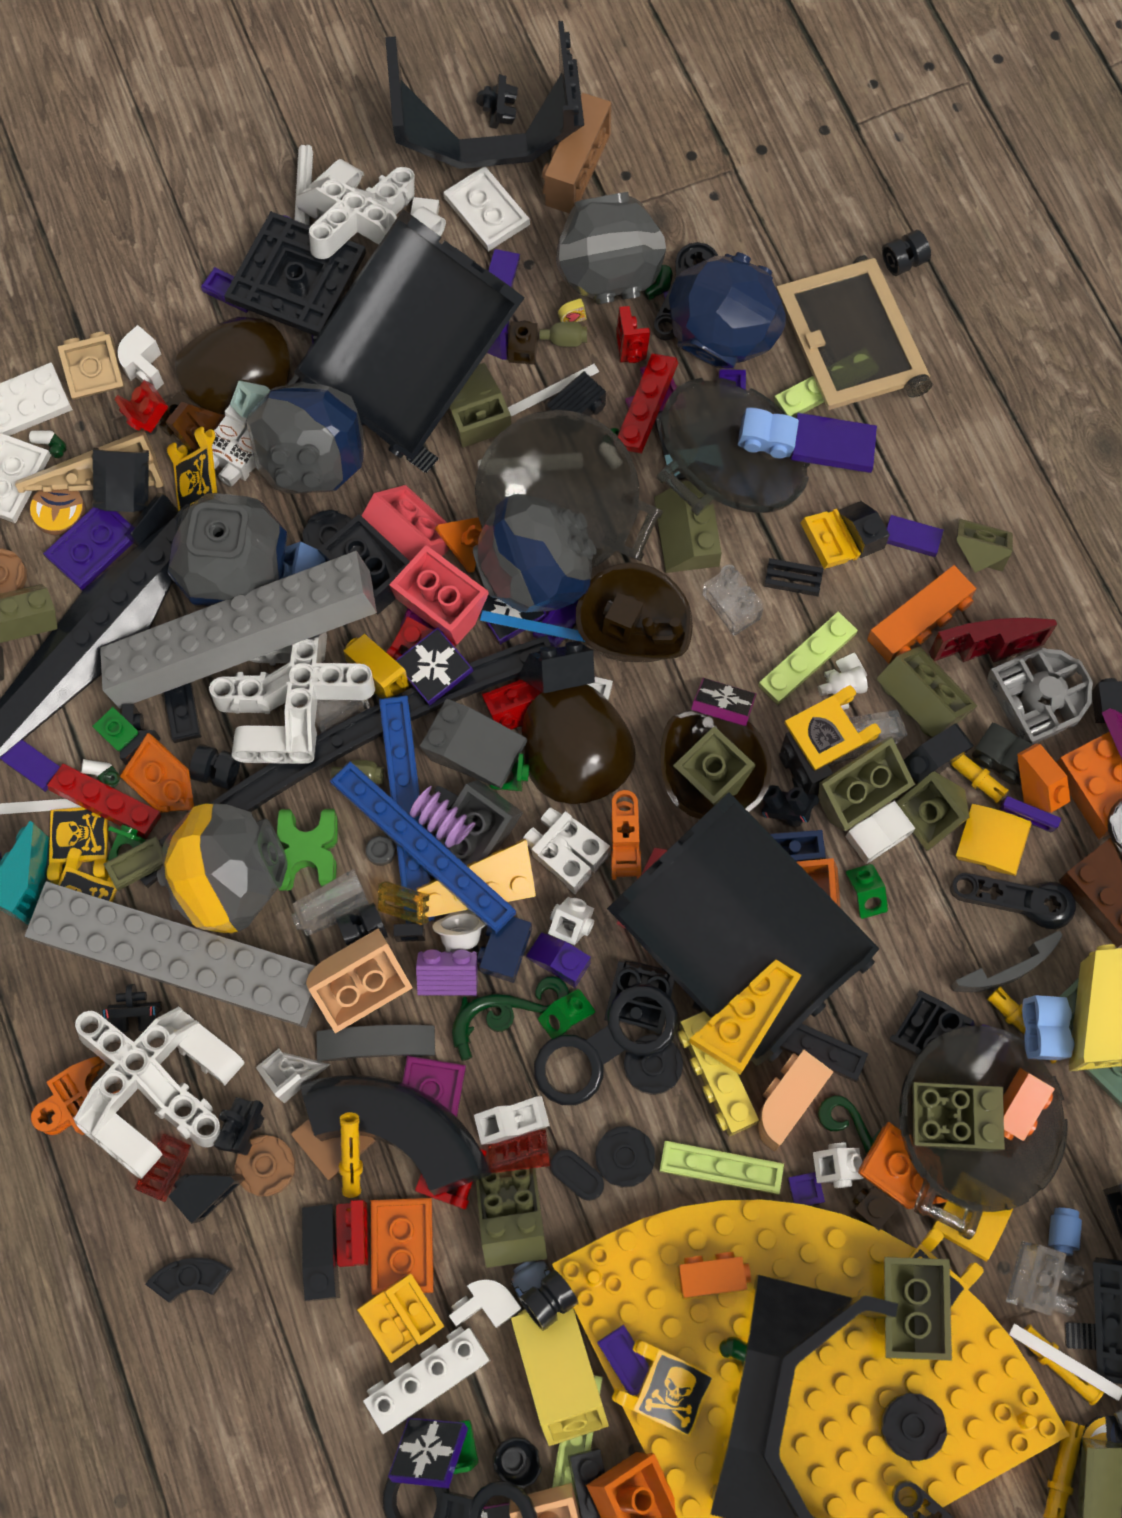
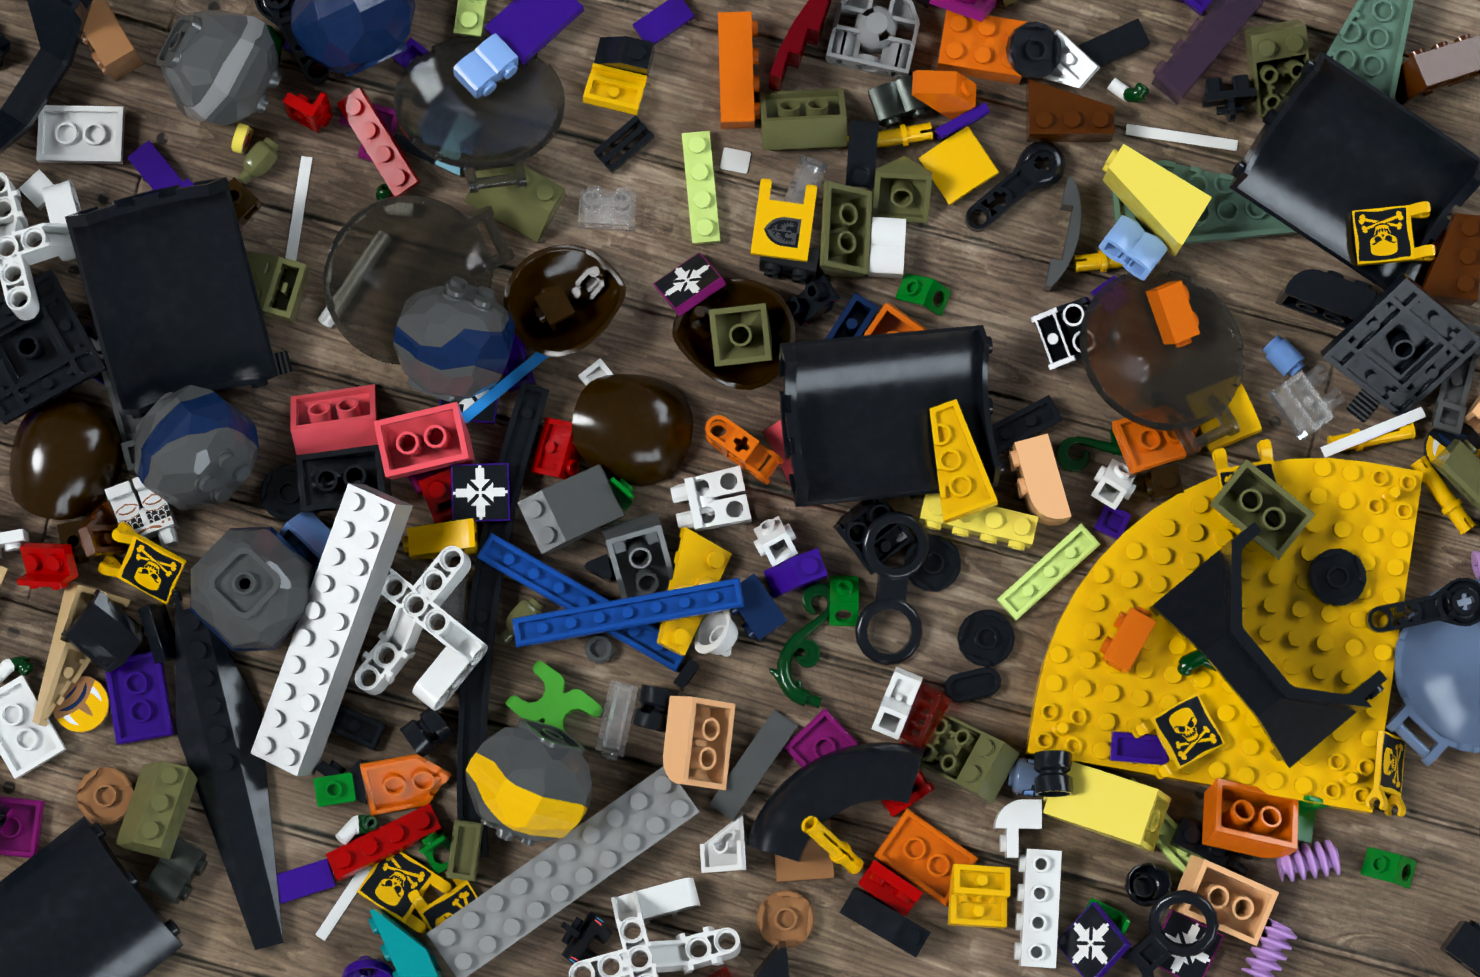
camera: 55 degrees left, 10 degrees up
(238, 1126) = (742, 915): black hips -> none
(247, 396) = (117, 468): light aqua brick -> none
(388, 892) = (656, 659): clear yellow tile -> none
(440, 818) = (619, 580): lavender piece -> none
(447, 973) = (743, 668): medium lavender brick -> none
(461, 538) = (381, 386): orange piece -> none
(559, 667) = (565, 394): black slope -> none
(580, 396) = (330, 199): black brick -> none
(838, 681) = (746, 178): white piece -> none
(958, 1117) = (1148, 368): olive slope -> none

